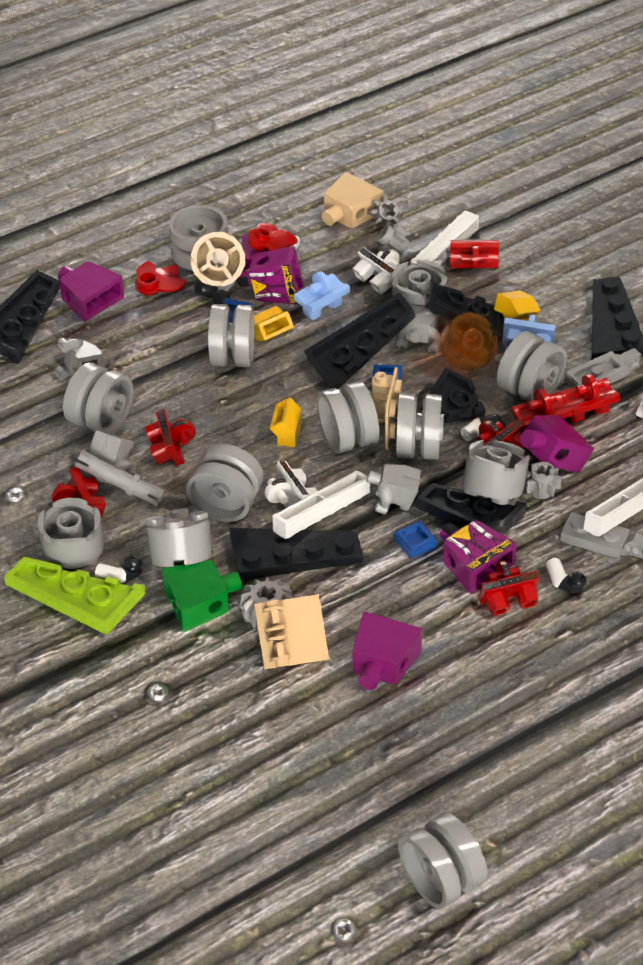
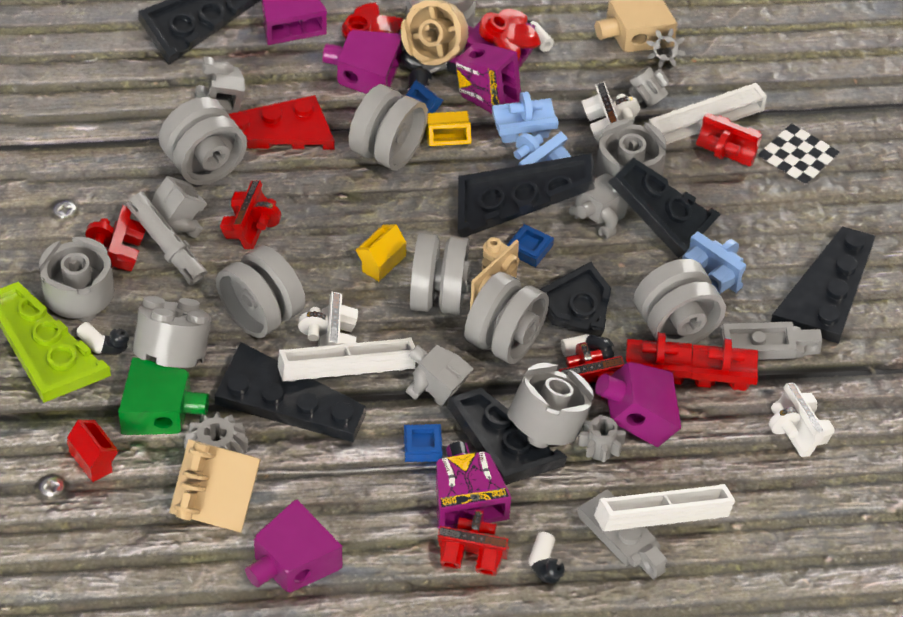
camera: 25 degrees right, 5 degrees up
(151, 364) = (287, 122): none -> red wing
(174, 302) = (365, 59): none -> magenta torso
(174, 649) = (91, 449): none -> red piece
(342, 312) = (530, 148): none -> light blue hips
(468, 342) = (635, 242): clear orange cylinder -> none
(516, 305) = (726, 221): yellow piece -> none
(524, 247) = (798, 153): none -> sticker

